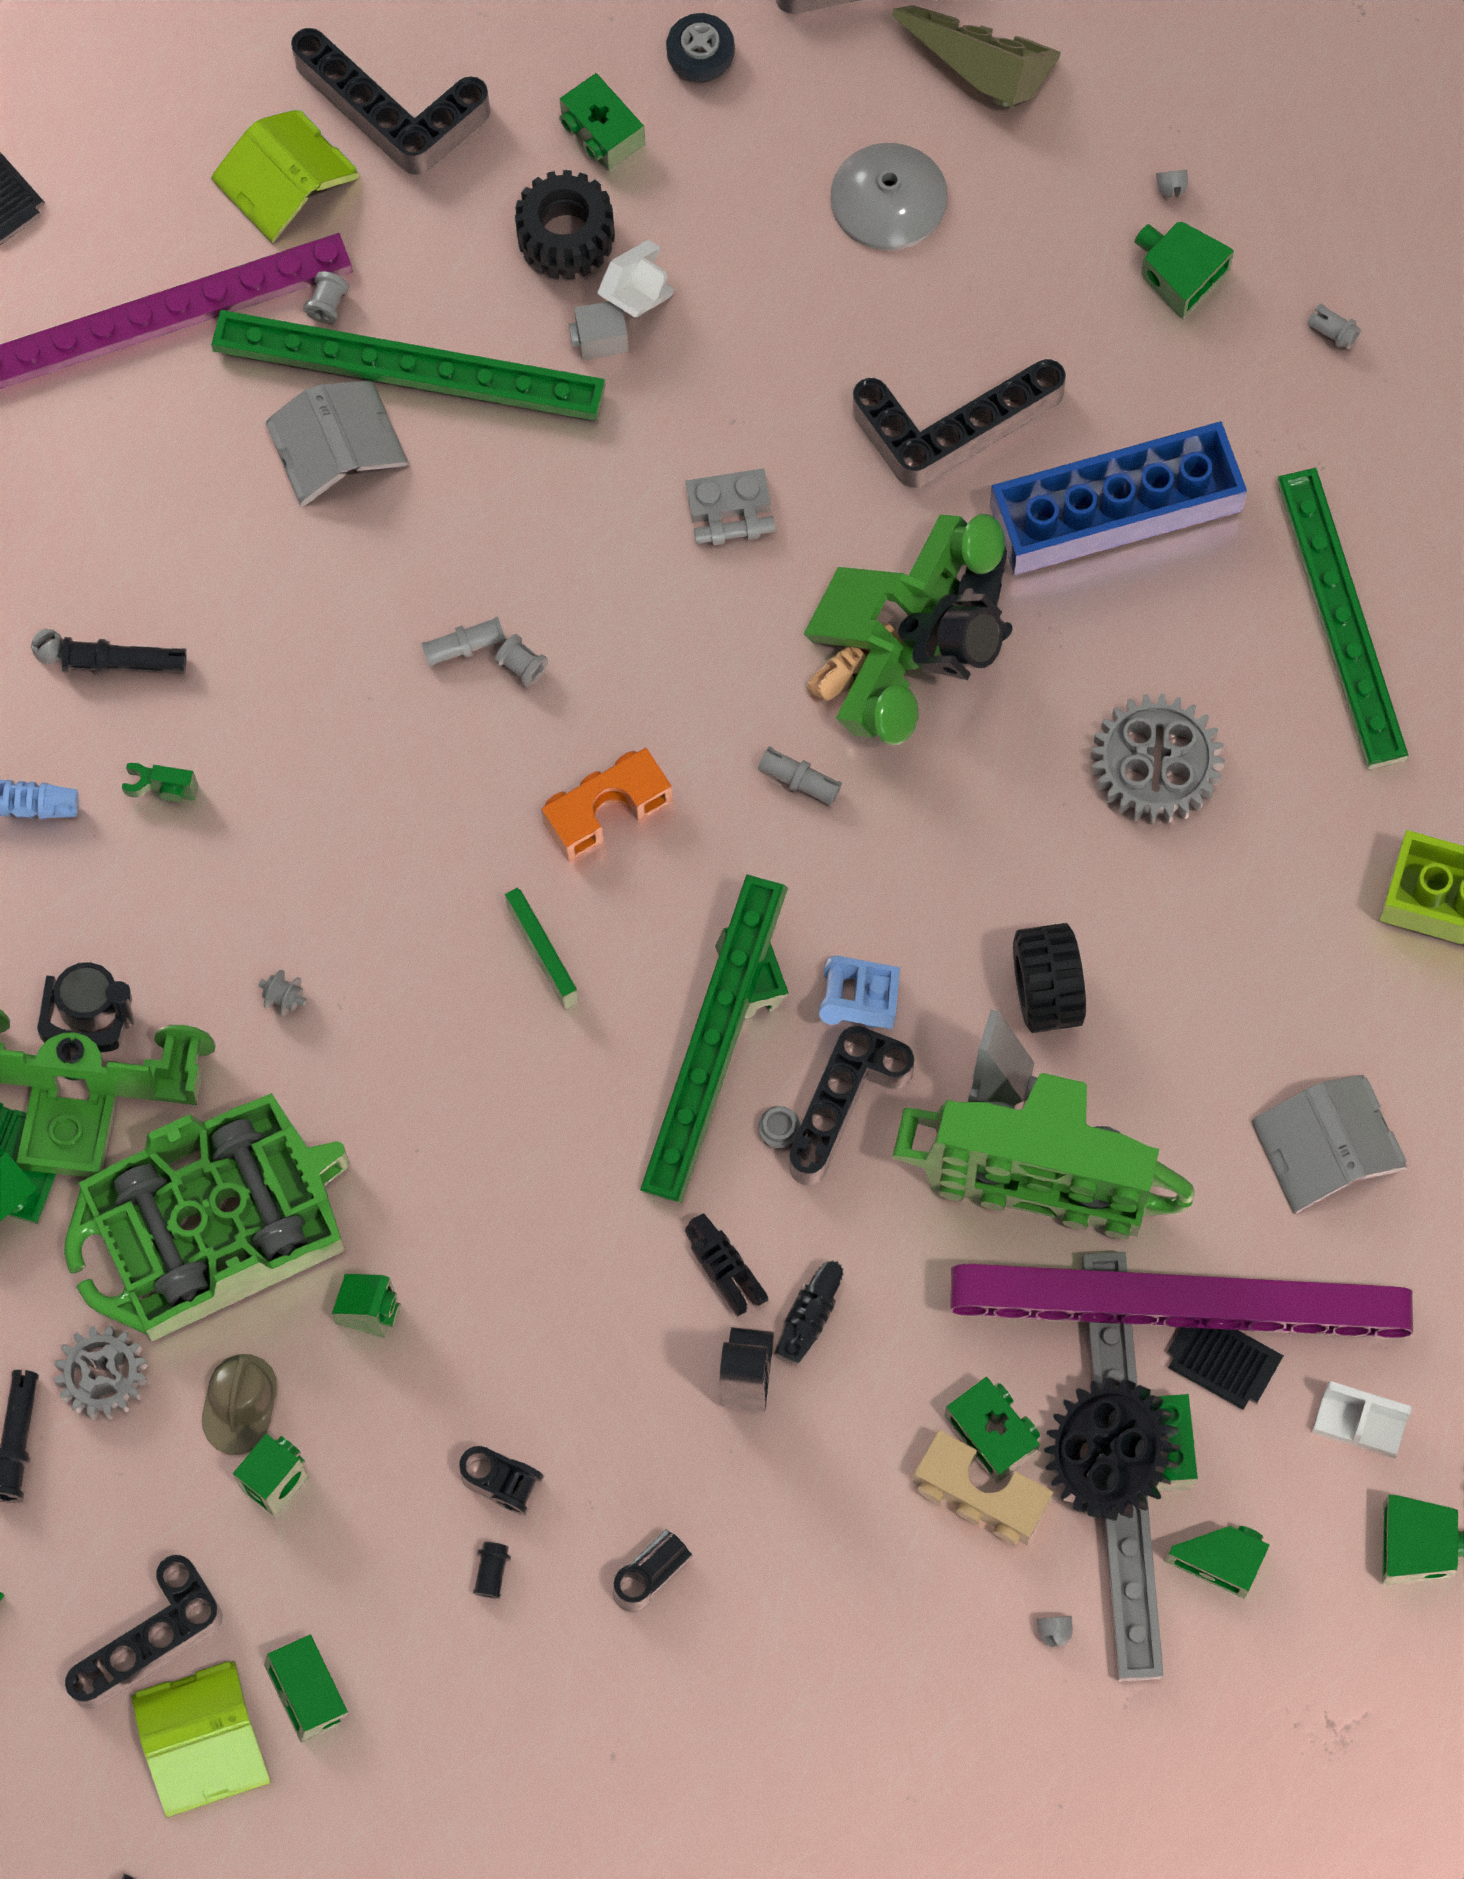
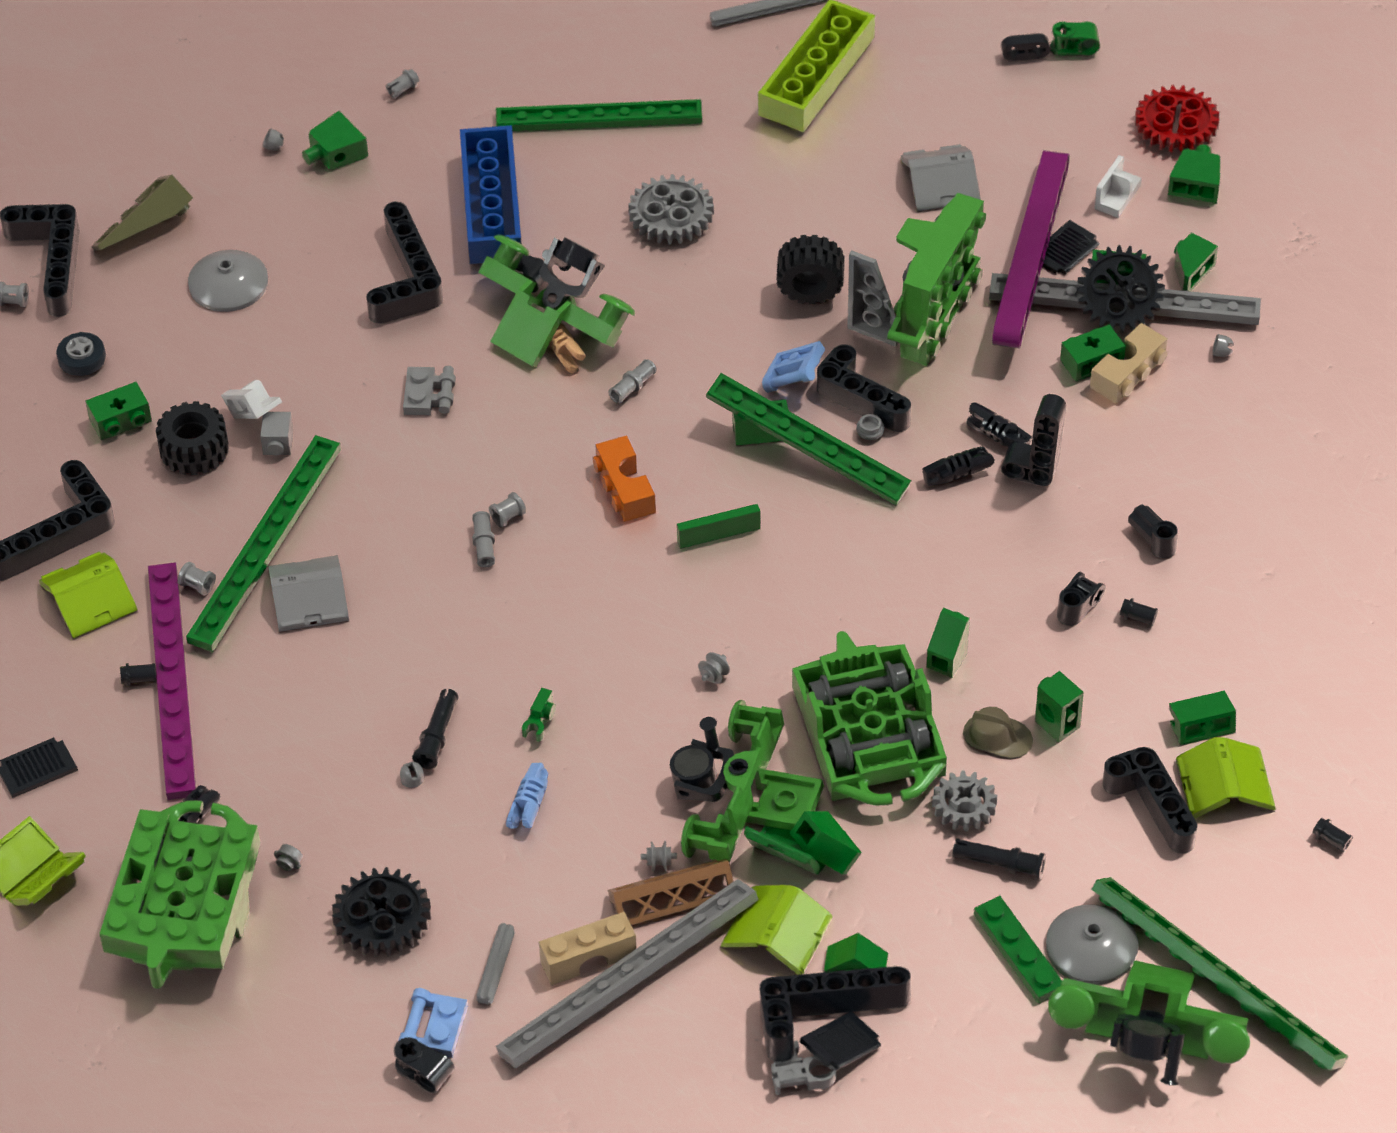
camera: 80 degrees left, 20 degrees down
(154, 262) = (137, 673): none -> black pin

